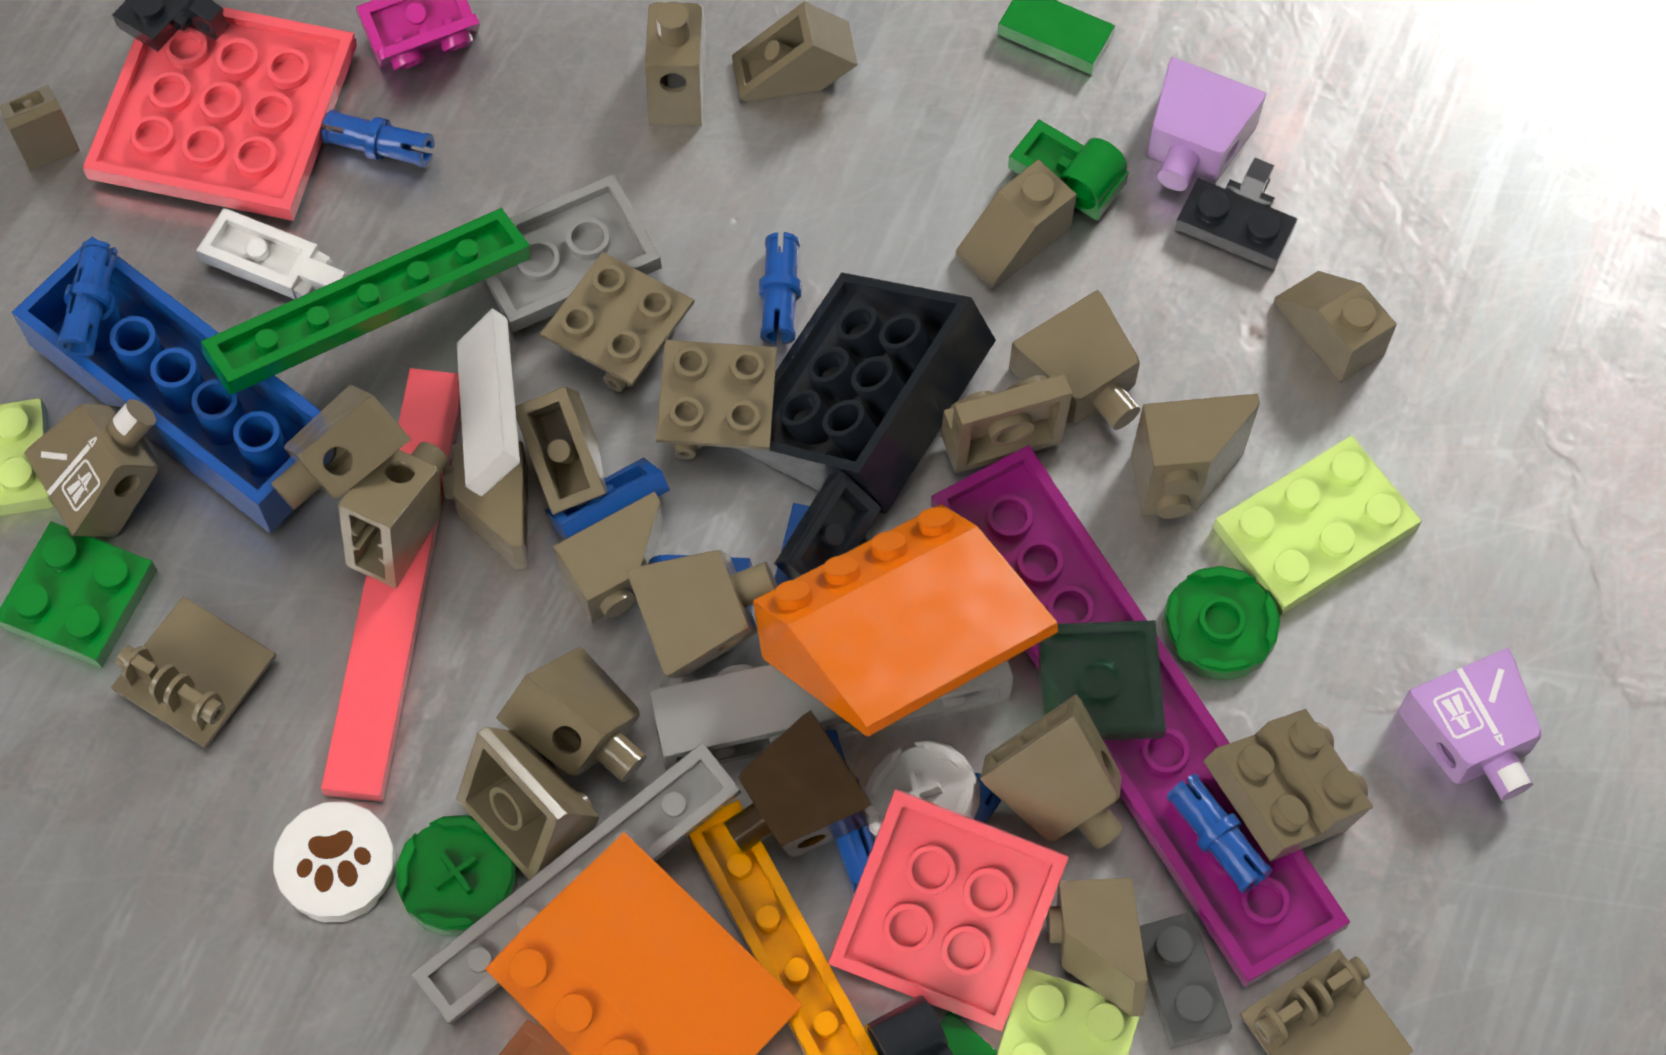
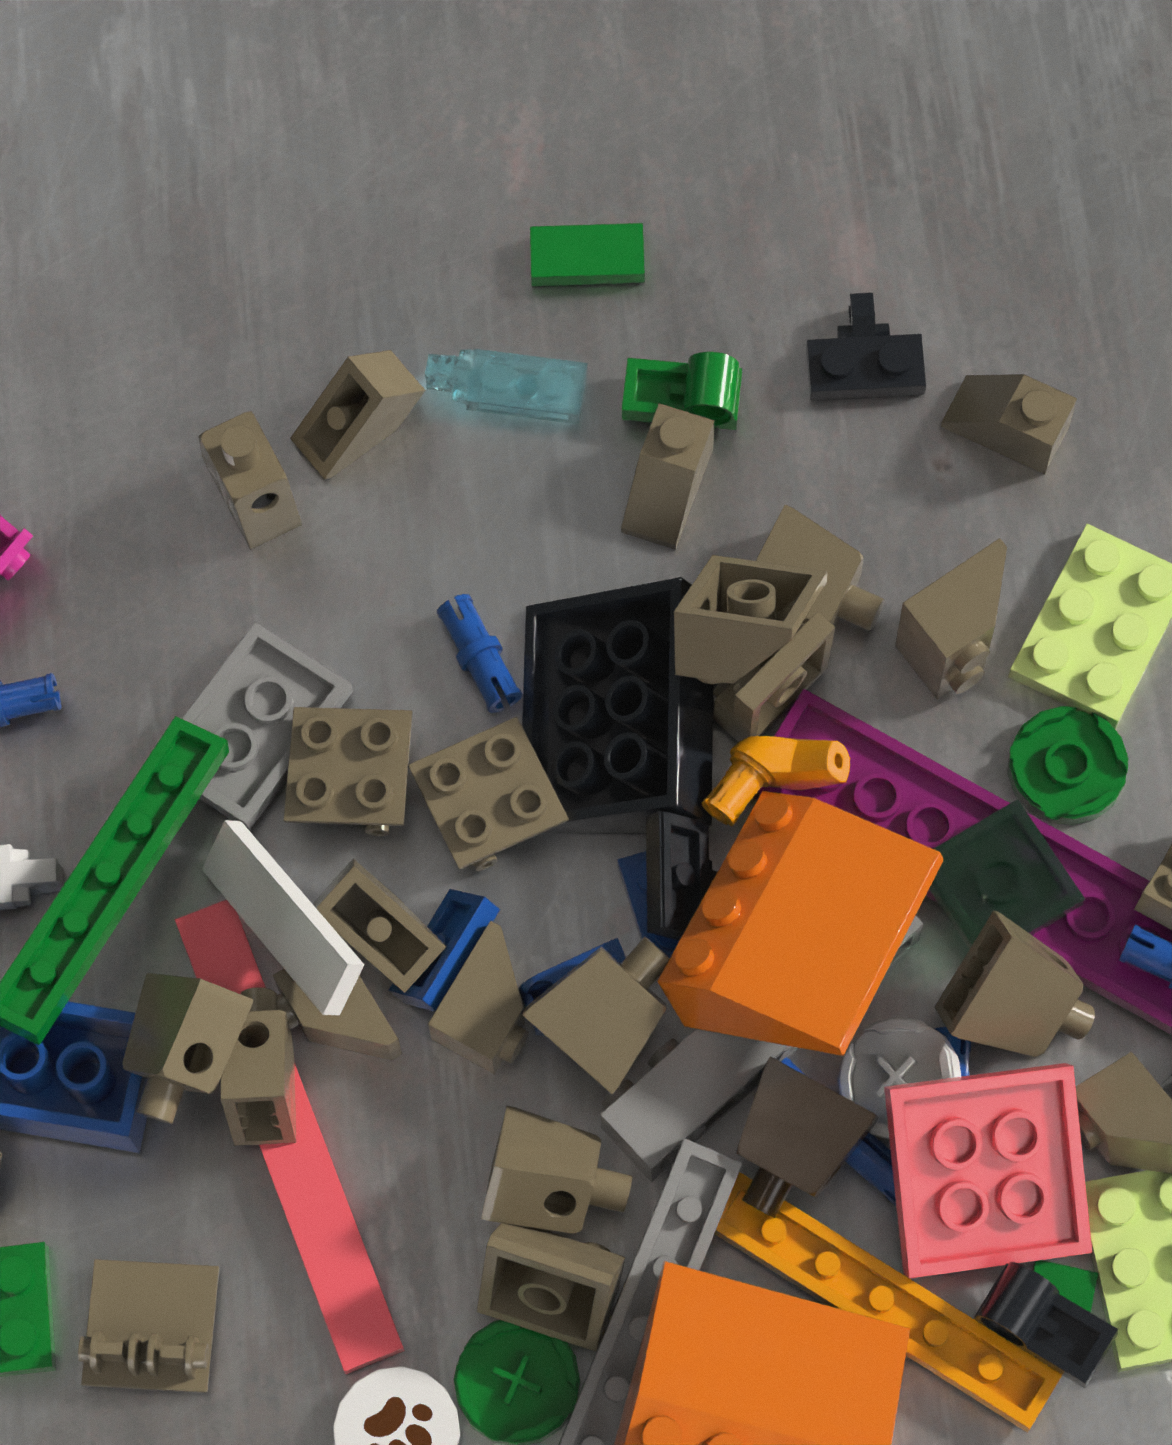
camera: 25 degrees left, 5 degrees up
(933, 97) = (511, 384): none -> clear light blue hinge
(963, 486) = (777, 764): none -> light orange arm
(996, 345) = (740, 616): none -> dark tan slope
(1201, 123) = (778, 285): lavender torso -> none

